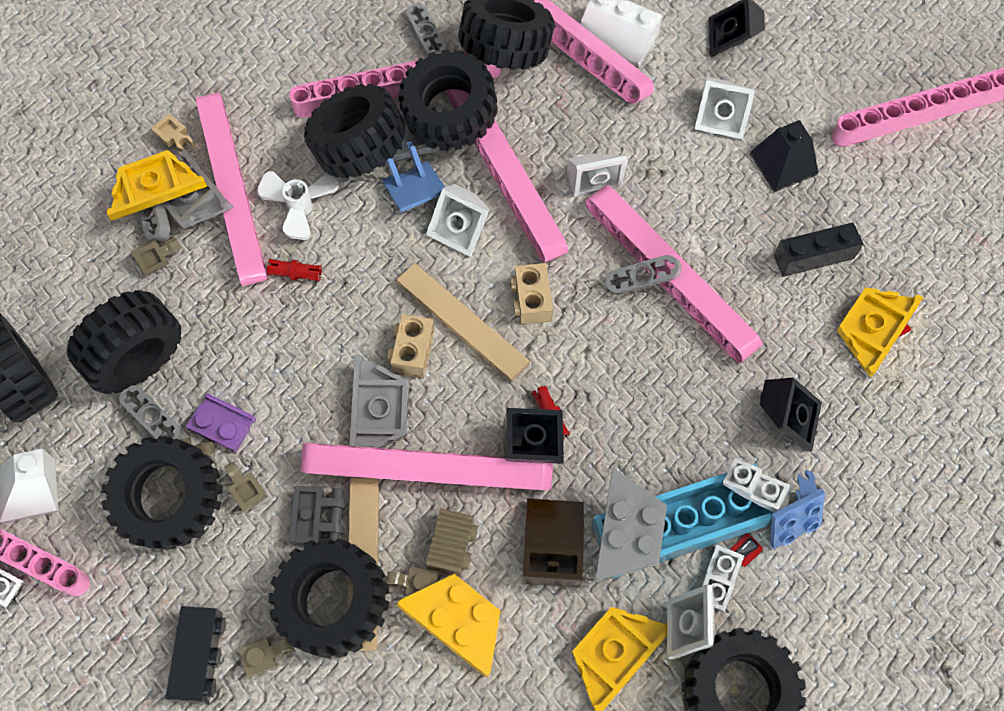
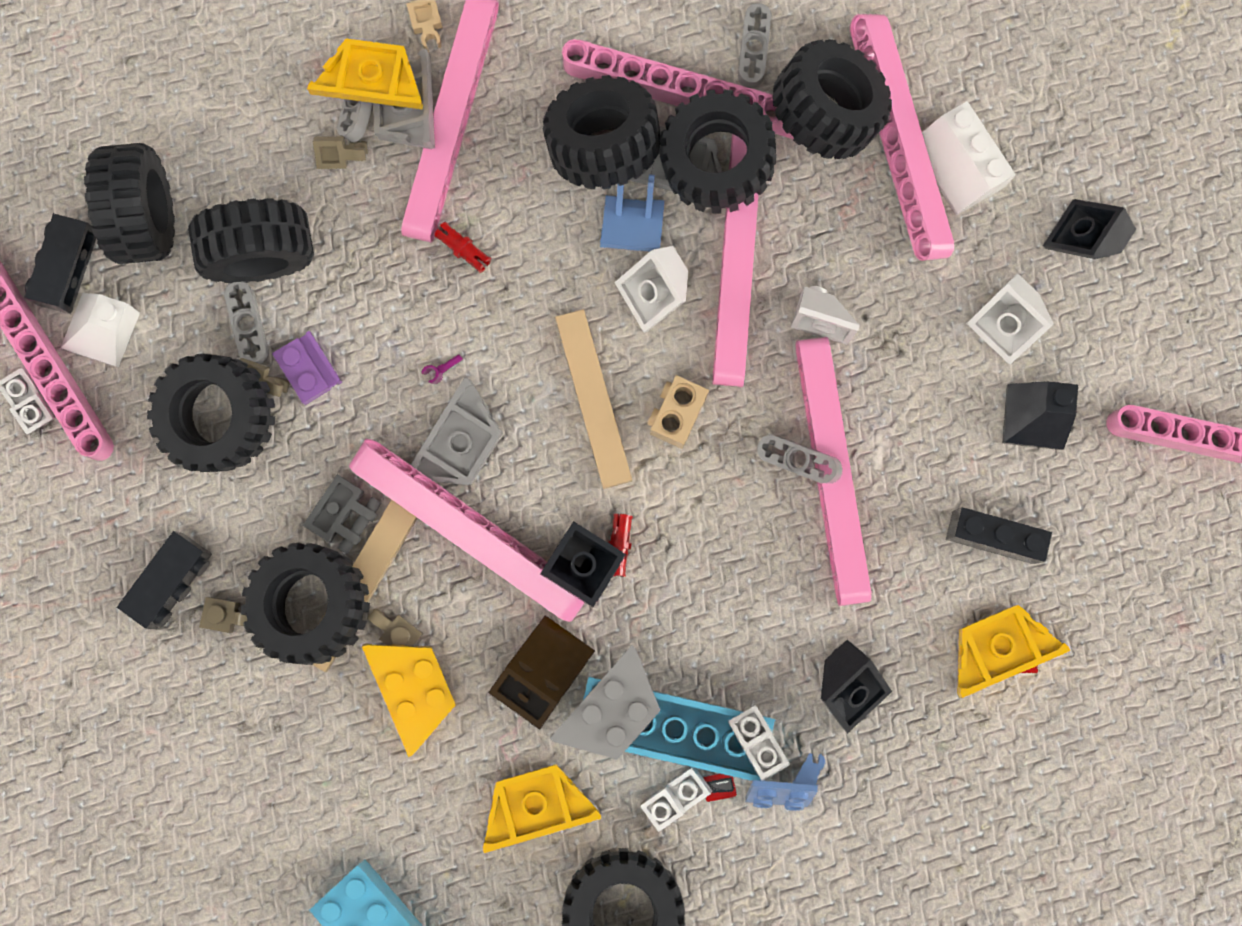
camera: 30 degrees right, 15 degrees up
(245, 489) = (292, 450): dark tan plate -> none
(297, 199) = (492, 197): white piece -> none
(330, 365) = (441, 369): none -> magenta hand
(417, 346) = (534, 402): tan brick -> none
(451, 542) = (448, 615): dark tan brick -> none
(690, 622) = (613, 830): white slope -> none

